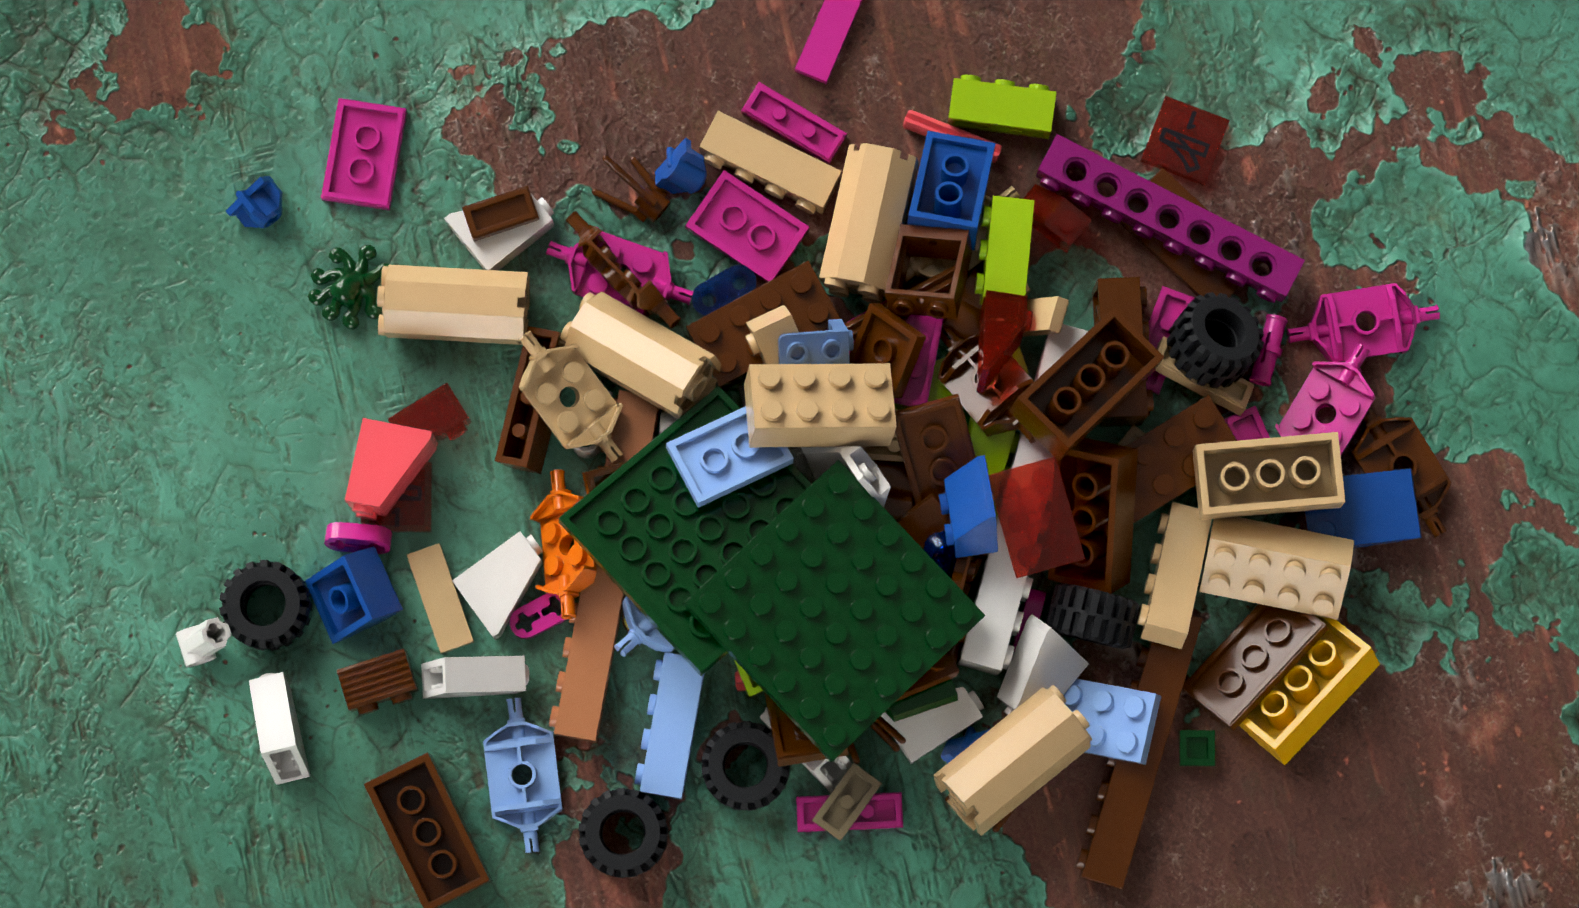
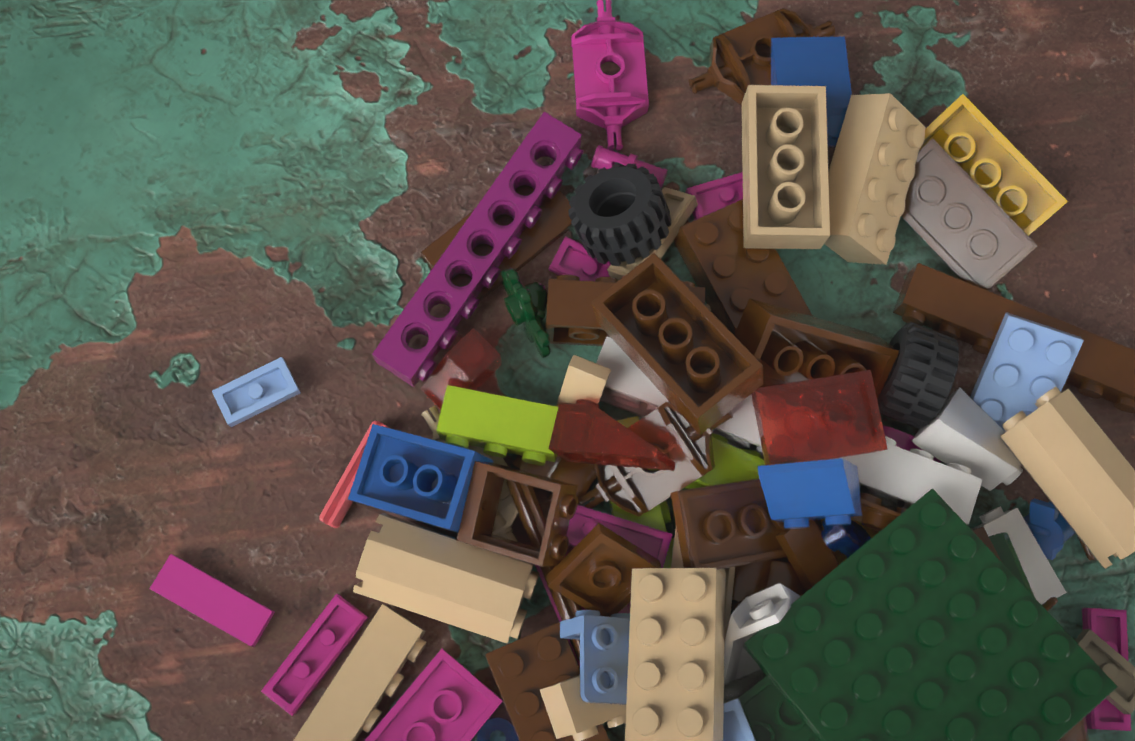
camera: 90 degrees left, 5 degrees down
(1002, 107) = (330, 414): lime brick -> none
(1015, 40) = (256, 392): none -> light blue plate
(1116, 264) = (527, 307): none -> dark green animal
(1176, 576) = (875, 284): tan brick -> none
(1185, 140) = (393, 227): clear red tile -> none
(1196, 747) = (1045, 288): dark green plate -> none
(1333, 386) = (679, 98): dark pink plate -> none

